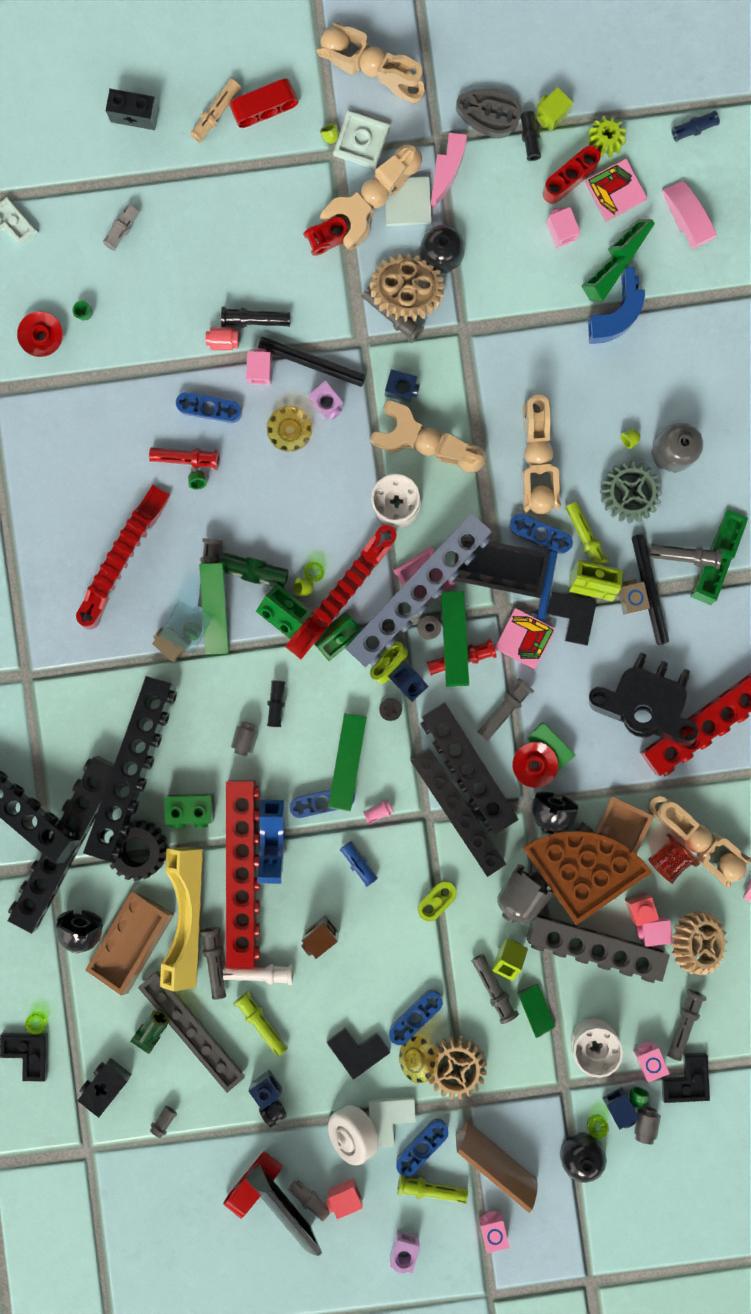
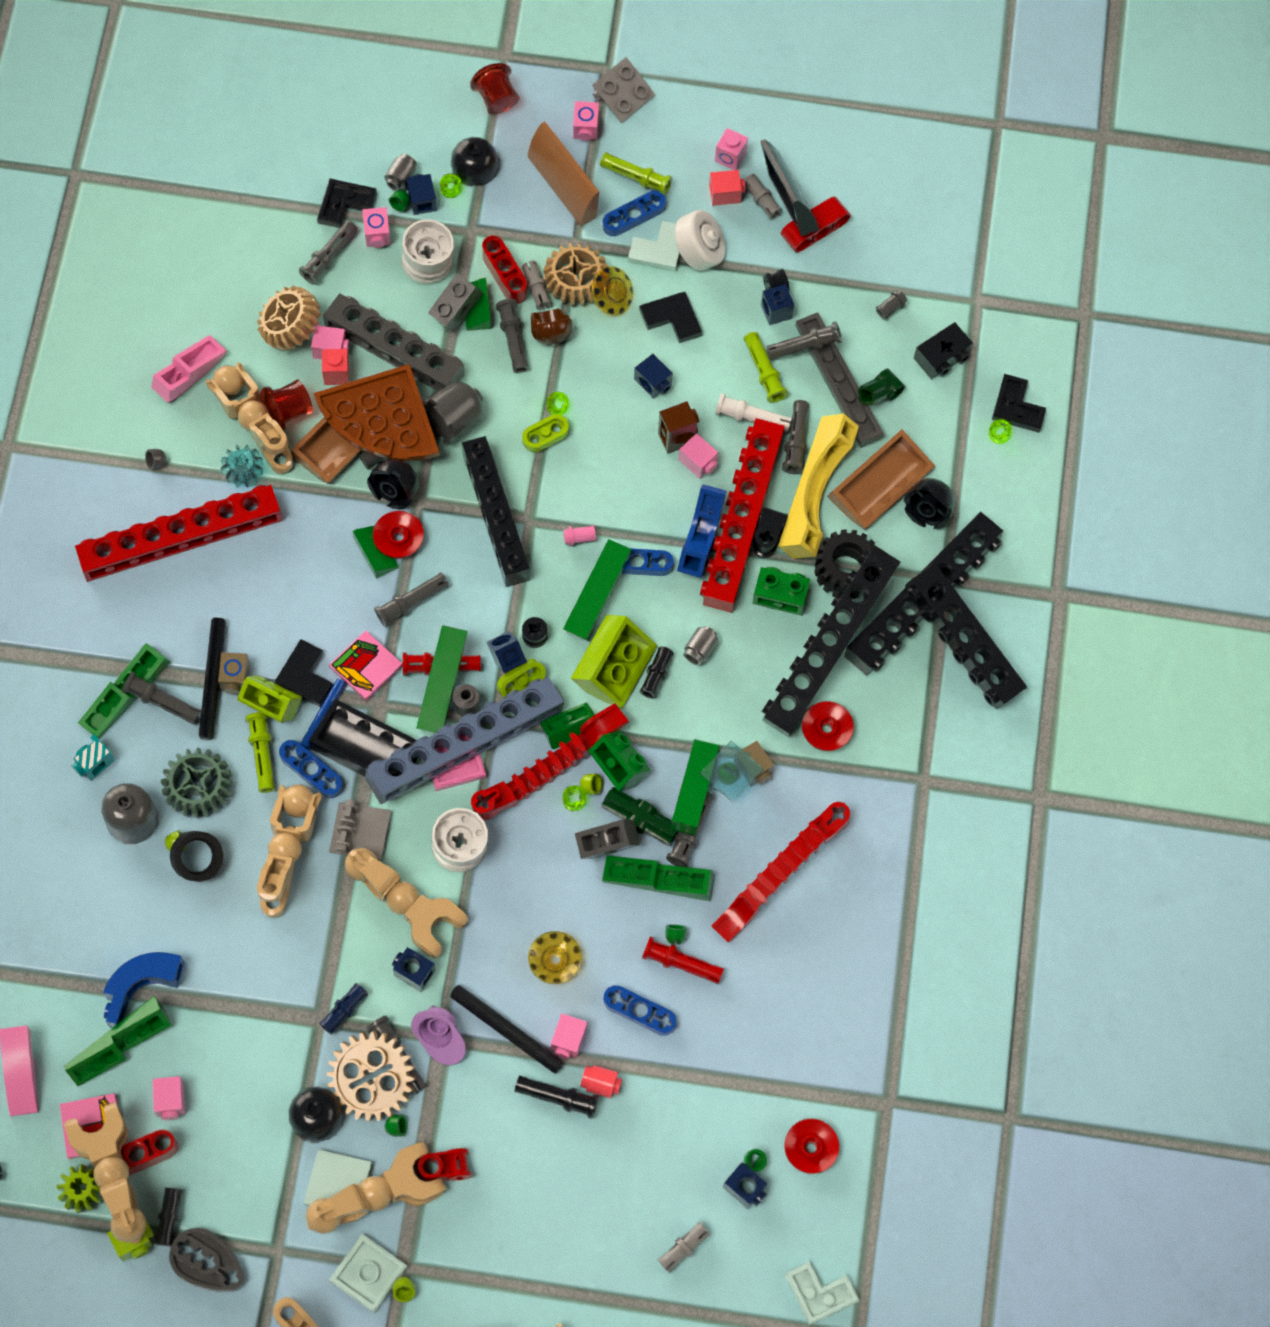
camera: 165 degrees left, 20 degrees down
(93, 291) = (741, 1174): none -> dark blue brick
(106, 695) = (831, 715): none -> red dish
(214, 866) = (768, 530): none -> black piece
(219, 1062) = (816, 338): none -> dark grey pin
(224, 524) = (660, 878): none -> green slope
(273, 537) = (607, 839): none -> dark grey brick
(295, 917) = (698, 456): none -> bright pink brick
(315, 702) = (614, 660): none -> lime slope
(325, 391) = (507, 987): lavender brick -> none
(350, 1241) = (731, 149): none -> bright pink brick
(356, 984) = (653, 376): none -> dark blue brick
(358, 864) = (616, 490): blue pin -> none
(364, 339) = (439, 1035): none -> lavender piece
(374, 257) = (396, 1125): none -> green hinge
(399, 1024) = (590, 345): blue beam -> none
(404, 1242) = (678, 134): lavender brick -> none
(434, 941) = (561, 398): none -> clear neon green bush
(447, 167) = (278, 1205): bright pink slope -> none
(447, 339) = (343, 1008): none -> dark blue pin
(463, 1007) = (550, 326): none -> reddish brown hair
(469, 1276) = (622, 90): none -> light grey hinge
(483, 491) = (359, 828): none -> light grey hinge
(488, 1046) = (536, 285): none -> light grey pin
(504, 815) = (482, 610): black brick -> none
(510, 959) = (487, 356): lime brick -> none
(526, 1062) = (503, 259): none -> red beam
(555, 1003) = (455, 302): none -> dark grey brick
(587, 1240) = (495, 87): none -> clear red piece
(599, 158) = (111, 1171): none -> tan piece
(600, 414) = (216, 861): none -> black tyre
(651, 693) = (257, 573): black piece -> none
(687, 783) = (242, 466): none -> clear light blue gear
(724, 487) = (92, 759): none -> teal brick

